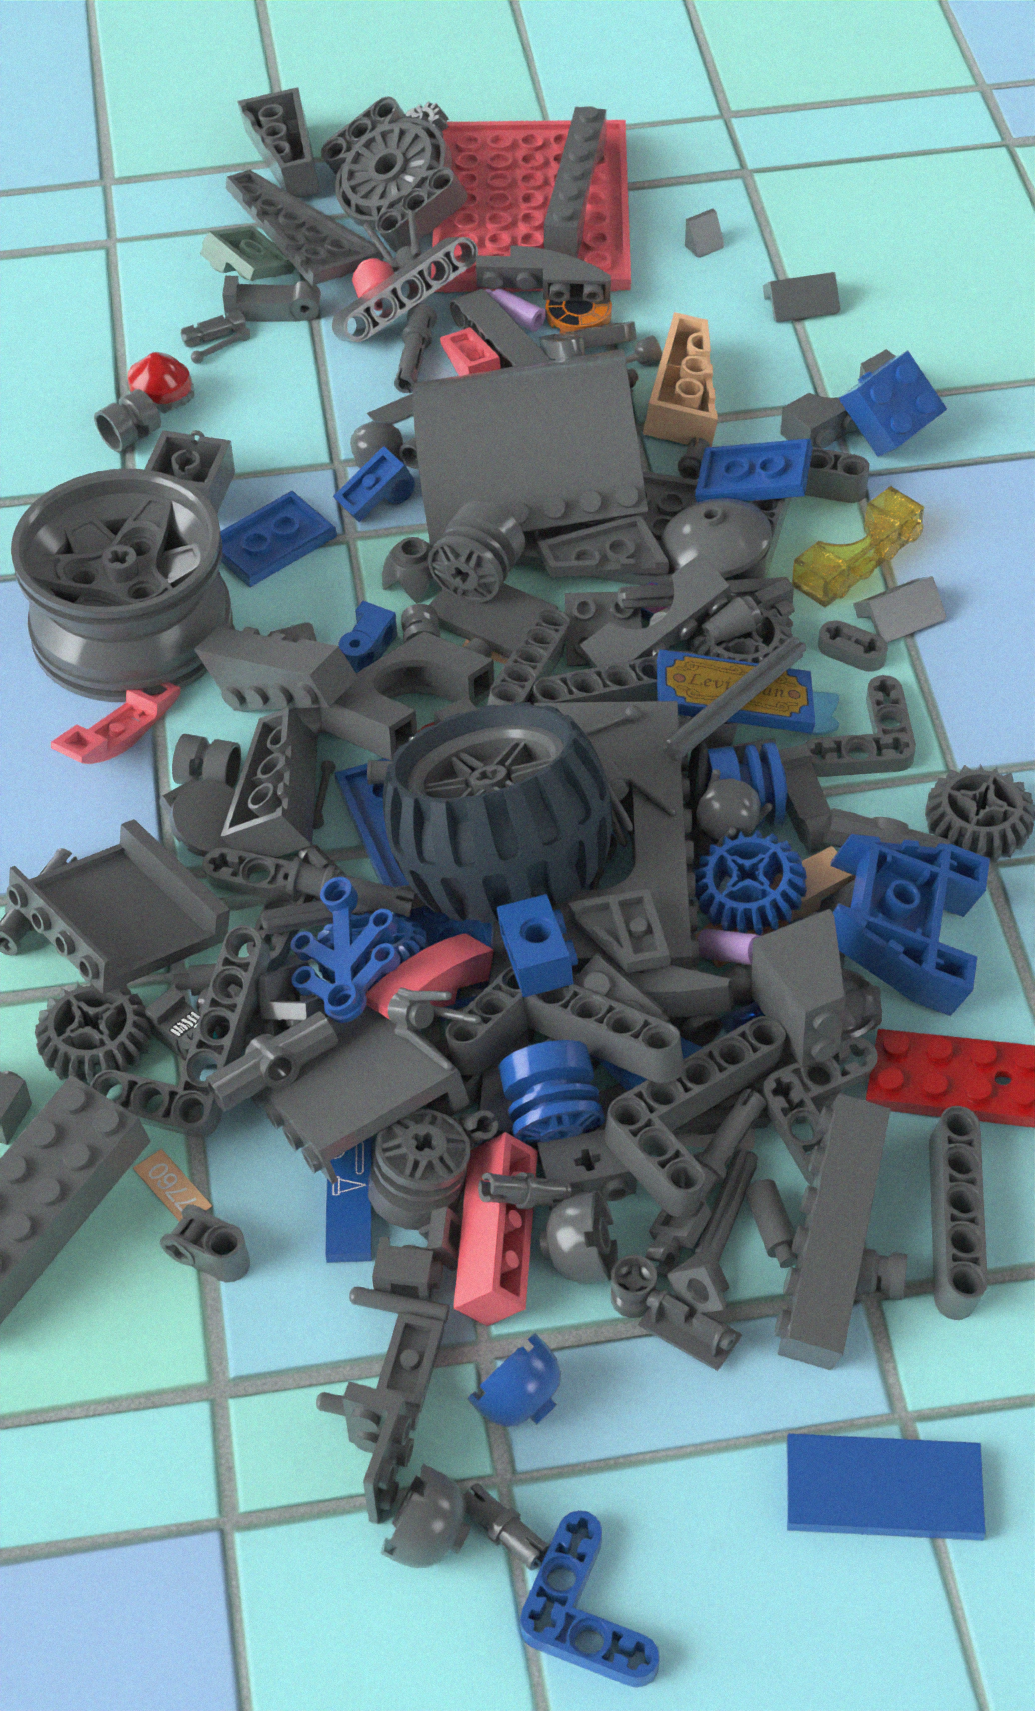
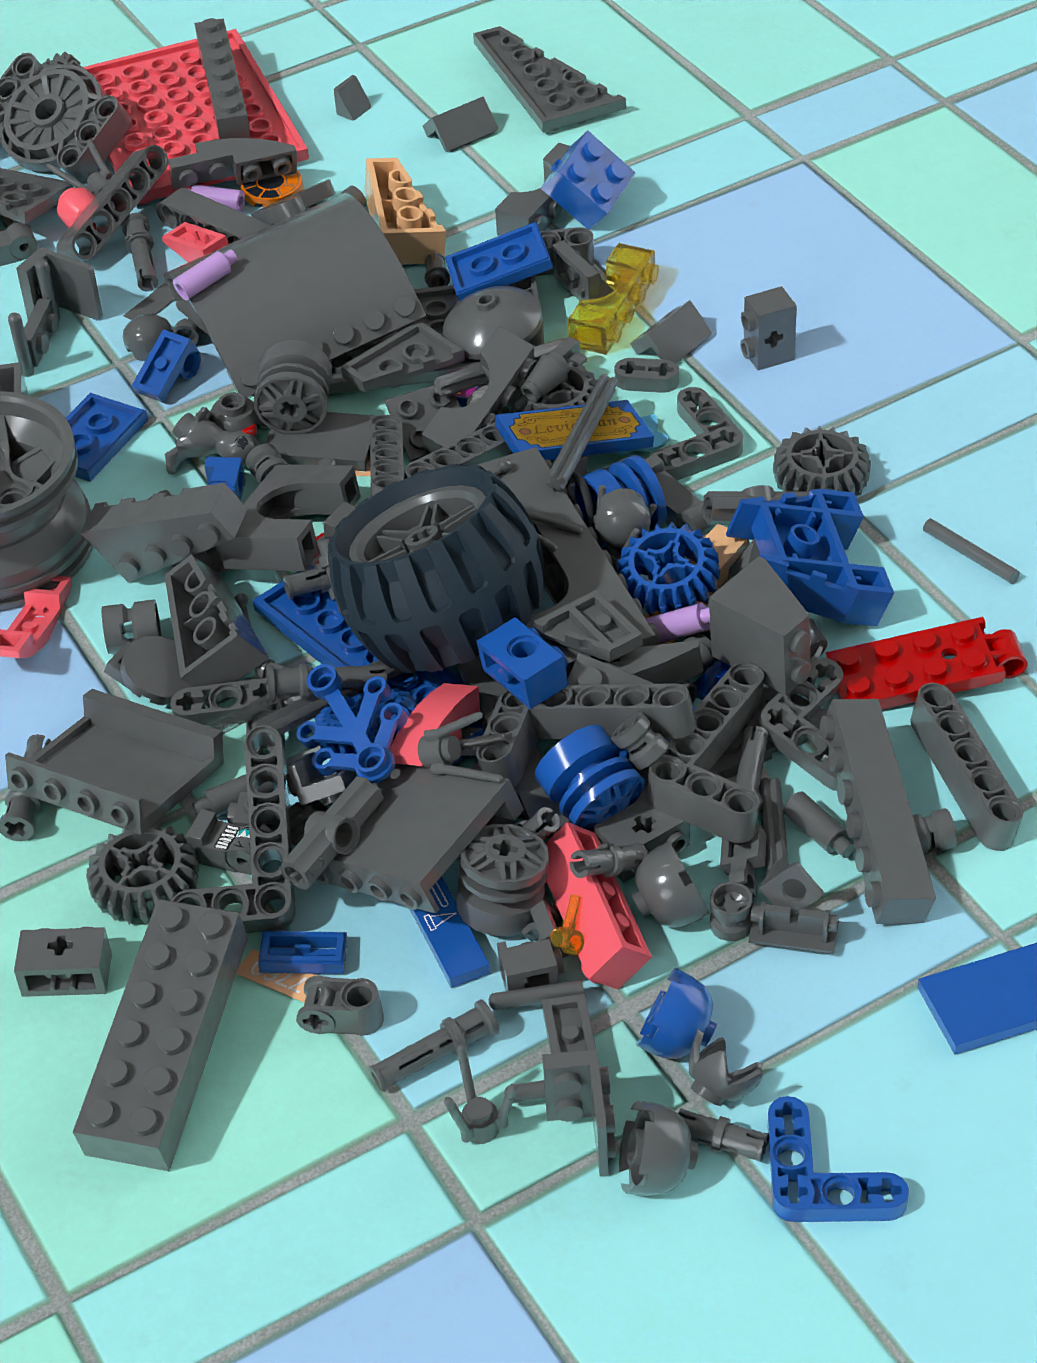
camera: 20 degrees left, 5 degrees down
(200, 1177) = (299, 955): none -> blue tile
(275, 405) = (34, 338): none -> dark grey plate
(280, 1413) = (479, 1117): none -> dark grey plant
(297, 1318) = (452, 1033): none -> dark grey pin
(305, 357) = (71, 279): none -> dark grey bracket
(370, 577) = (202, 437): none -> dark grey animal
(437, 402) = (204, 274): none -> lavender cylinder
(449, 1255) = (566, 937): none -> clear yellow hand
(526, 1460) = (712, 1076): none -> dark grey piece
(612, 1072) = (639, 740): none -> dark grey wheel
(836, 510) = (577, 273): none -> dark grey bracket
(912, 276) = (545, 88): none -> dark grey wing
(999, 635) = (769, 328): none -> dark grey brick

